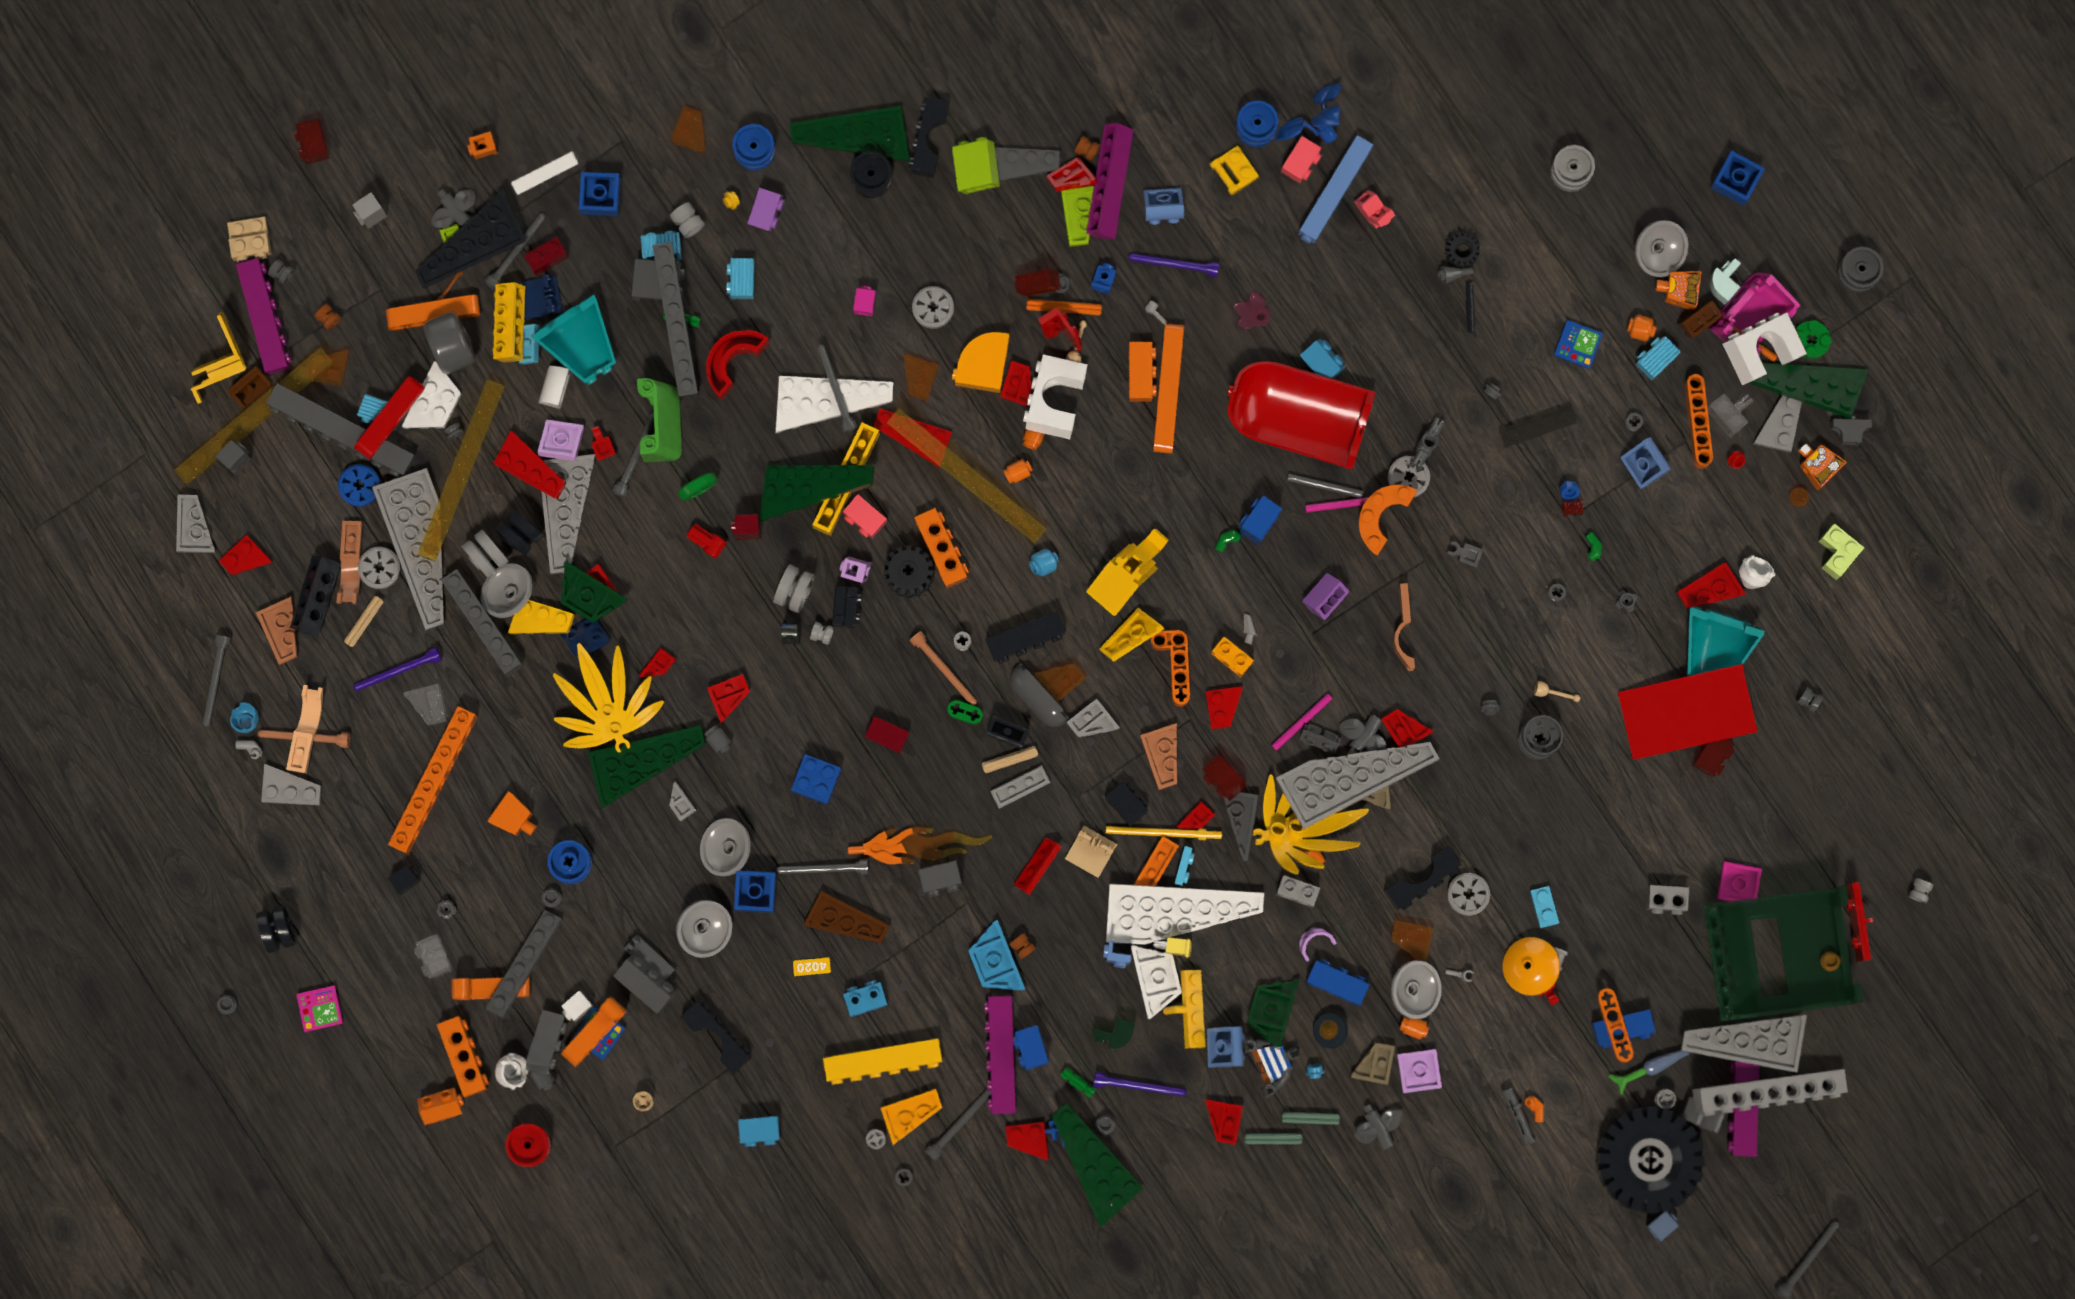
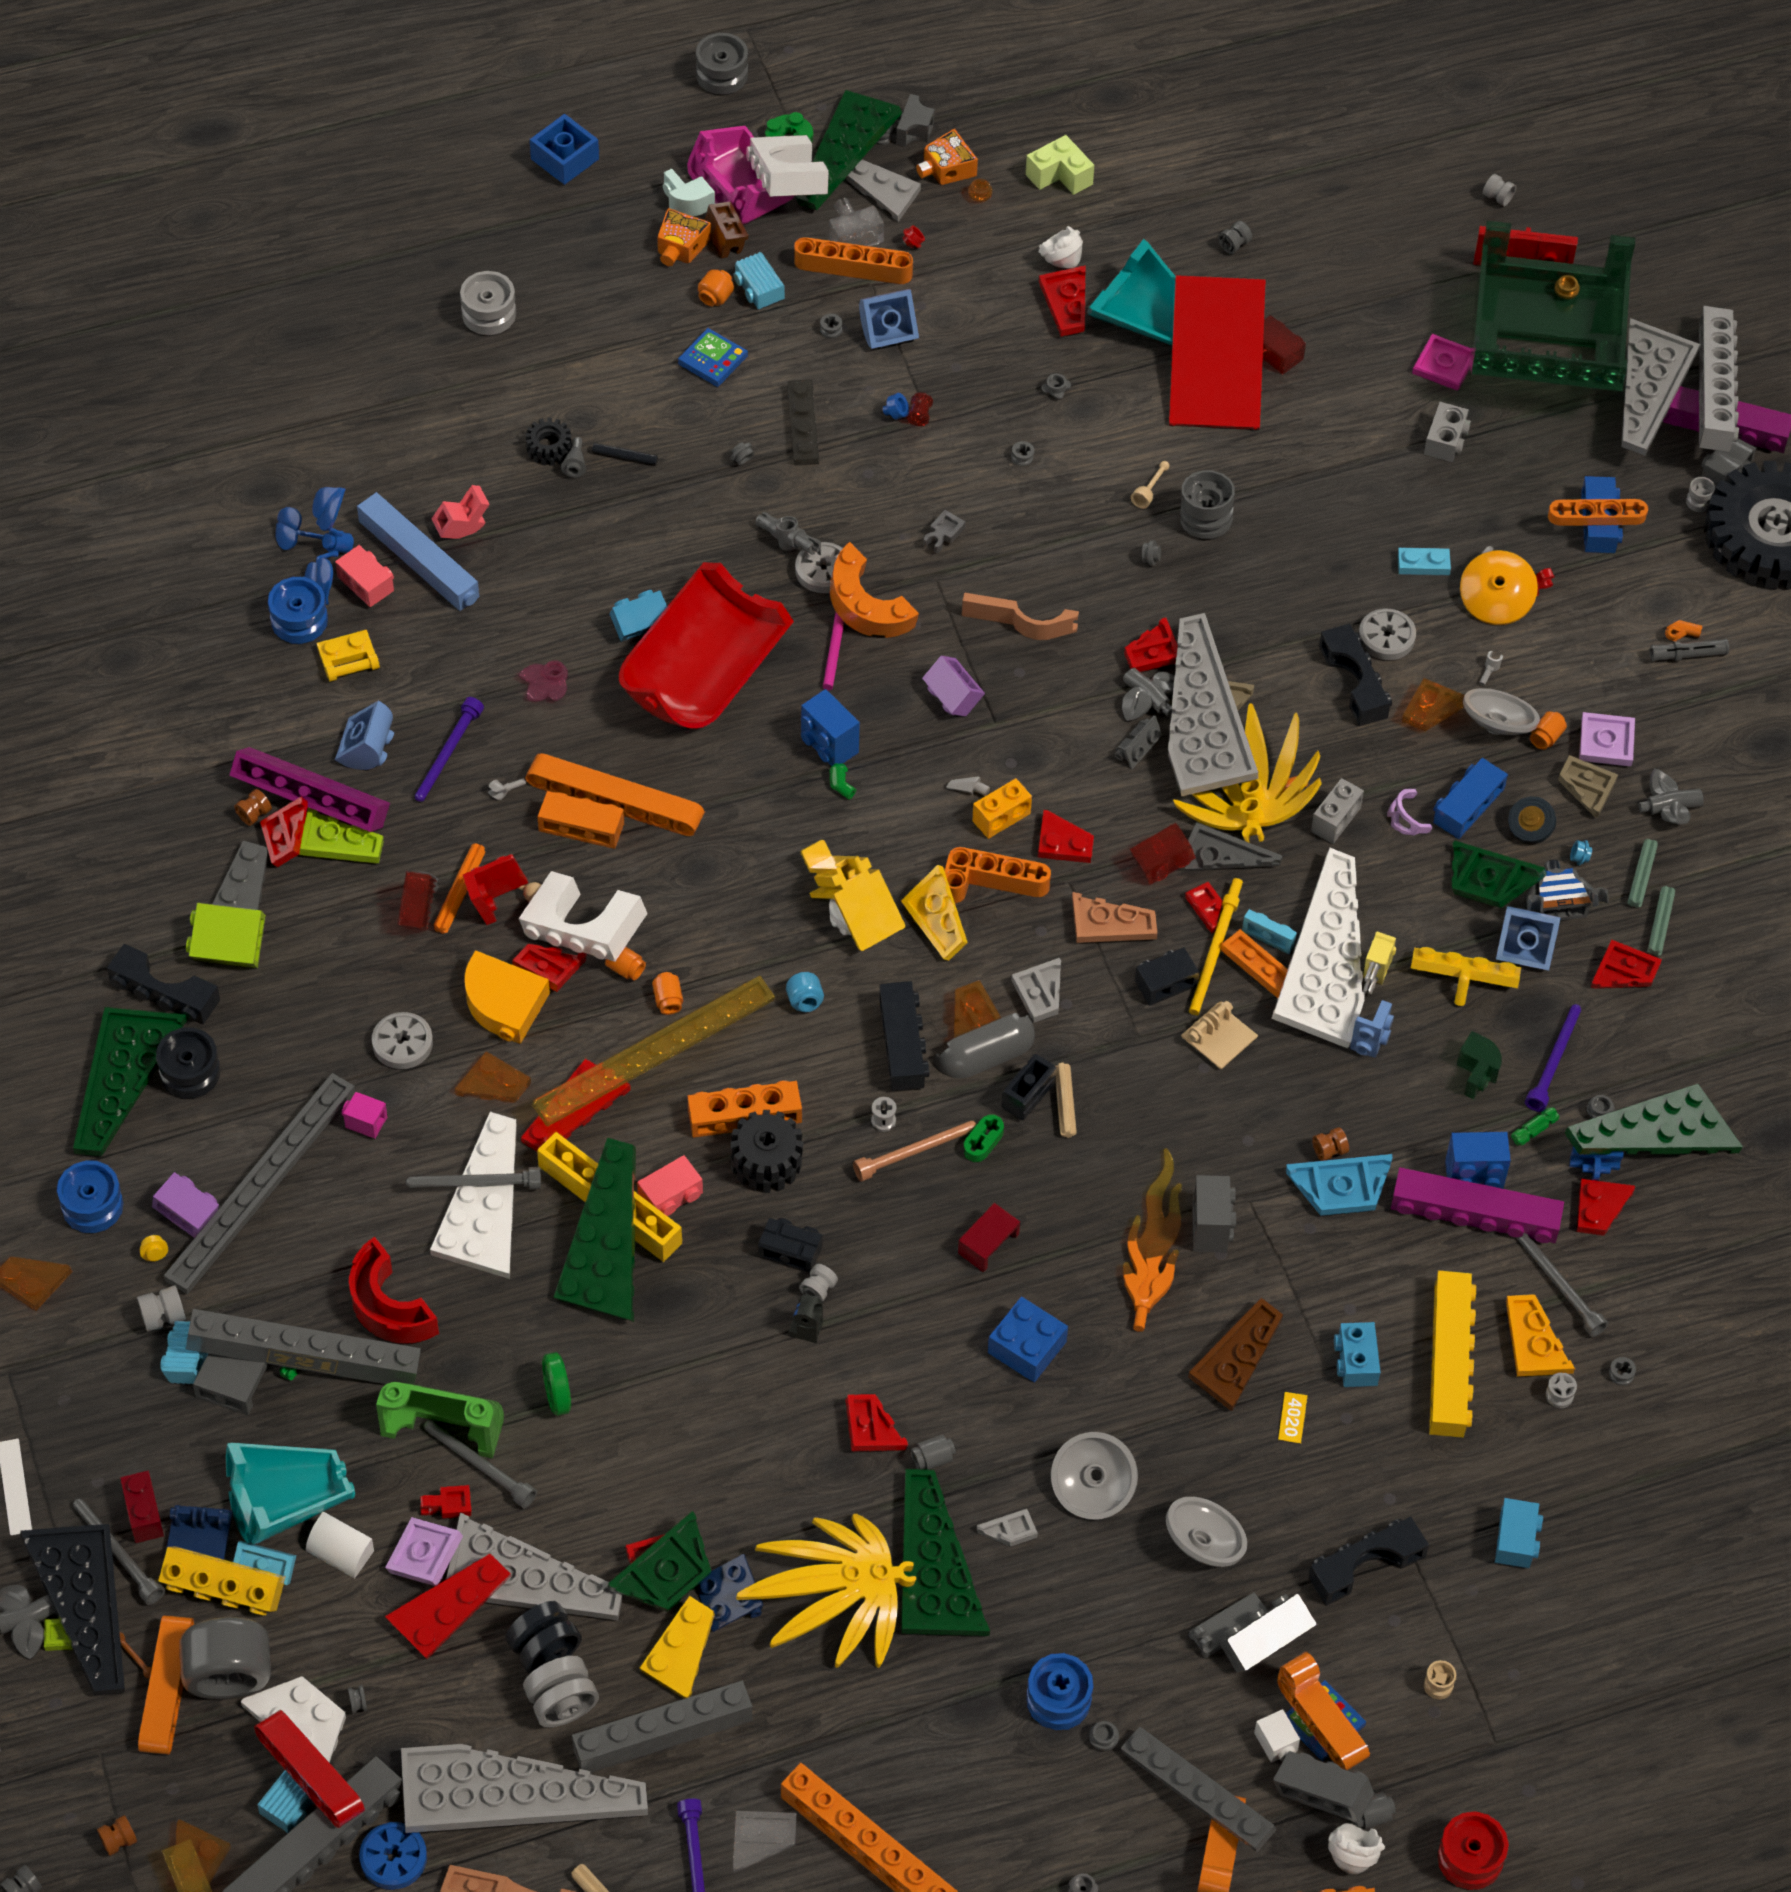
camera: 75 degrees left, 25 degrees down
(389, 562) = (526, 1840): light grey wheel -> none
(461, 470) = (423, 1699): clear yellow plate -> none
(506, 591) = (611, 1670): light grey dish -> none
(512, 816) = (967, 1757): orange torso -> none
(599, 194) = (78, 1410): blue brick -> none
(658, 665) = (797, 1508): red tile -> none
(710, 543) = (642, 1394): red piece -> none
(741, 278) = (272, 1262): medium azure brick -> none
(746, 527) = (637, 1333): dark red brick -> none
(755, 891) = (1169, 1453): blue brick -> none
(795, 588) = (746, 1295): light grey wheel -> none
(799, 251) = (259, 1184): none -> dark grey plate
(849, 573) = (747, 1212): lavender brick -> none
(860, 867) = (1167, 1314): dark grey piece -> none
(1020, 787) = (1107, 1098): light grey tile -> none
(1037, 865) = (1223, 1100): red plate -> none
(1103, 285) = (439, 832): blue brick -> none
(1156, 978) = (1417, 999): white wing -> none
(1301, 722) = (1110, 759): dark pink bar -> none
(1325, 485) = (803, 659): dark grey bar -> none
(1596, 547) = (976, 399): green arm -> none
(1650, 1068) = (1657, 501): sand blue piece -> none
(1669, 253) = (623, 240): light grey dish -> none

